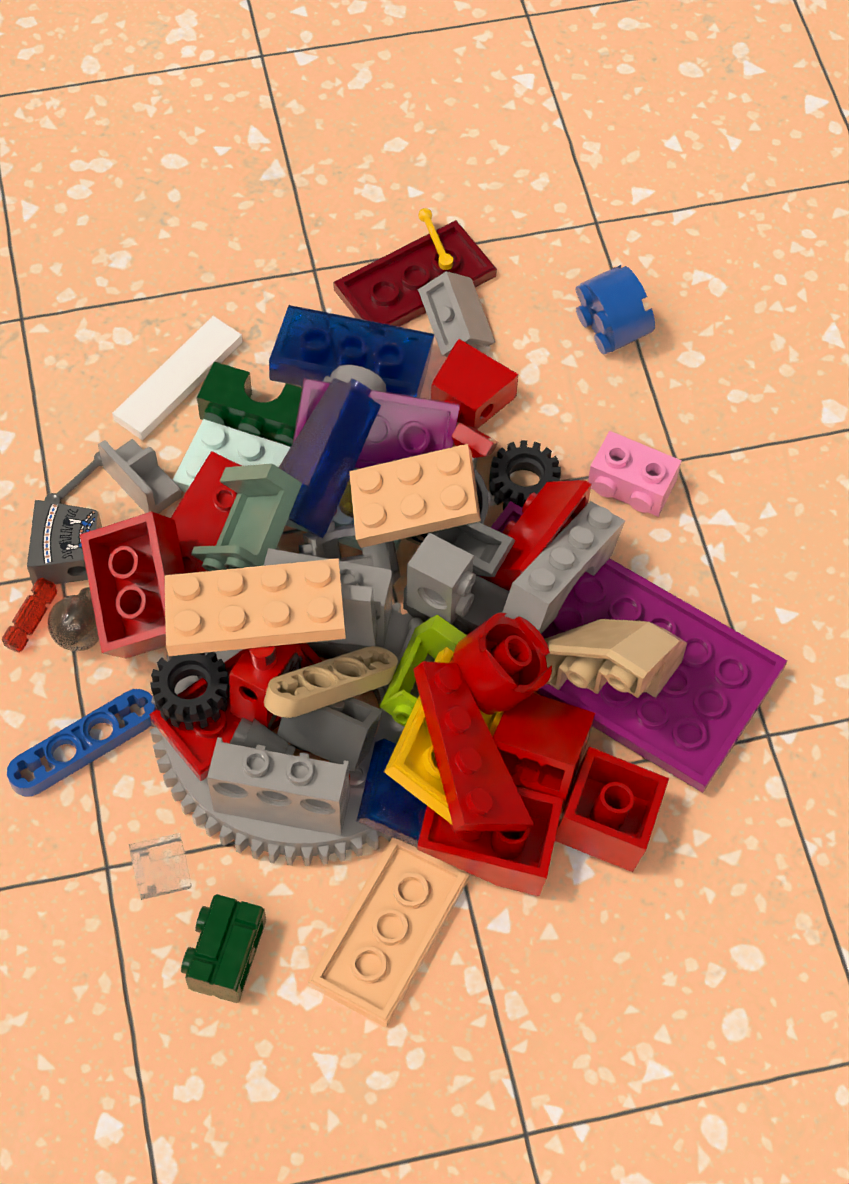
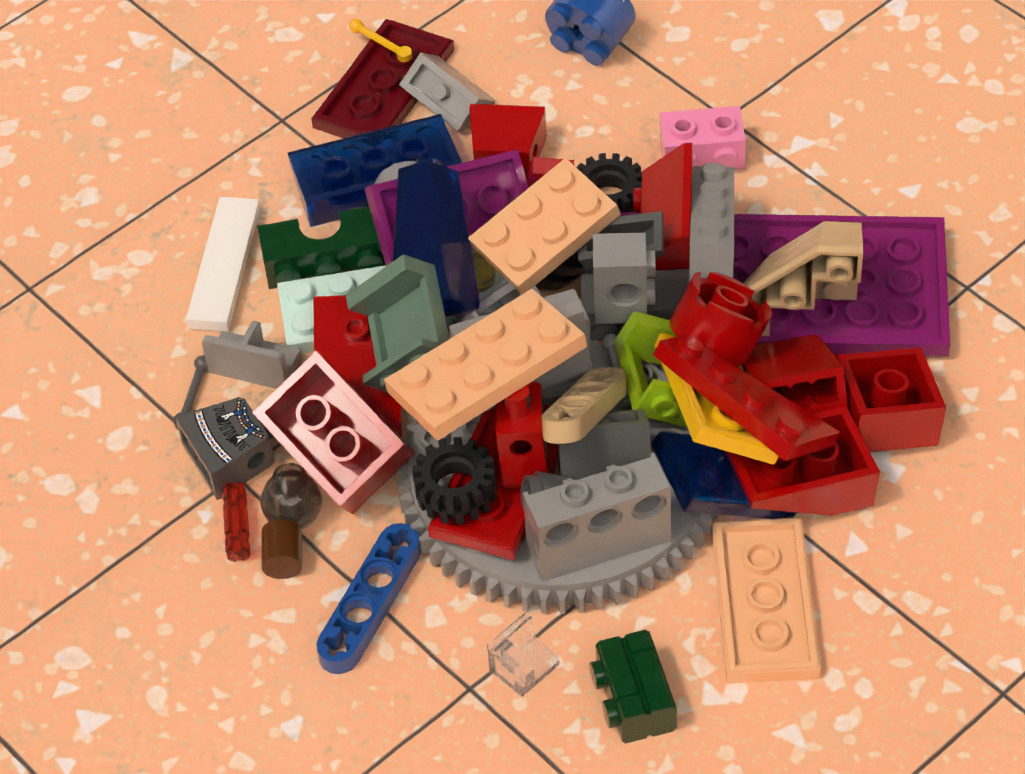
camera: 25 degrees left, 10 degrees down
(43, 660) = (281, 549): none -> reddish brown piece

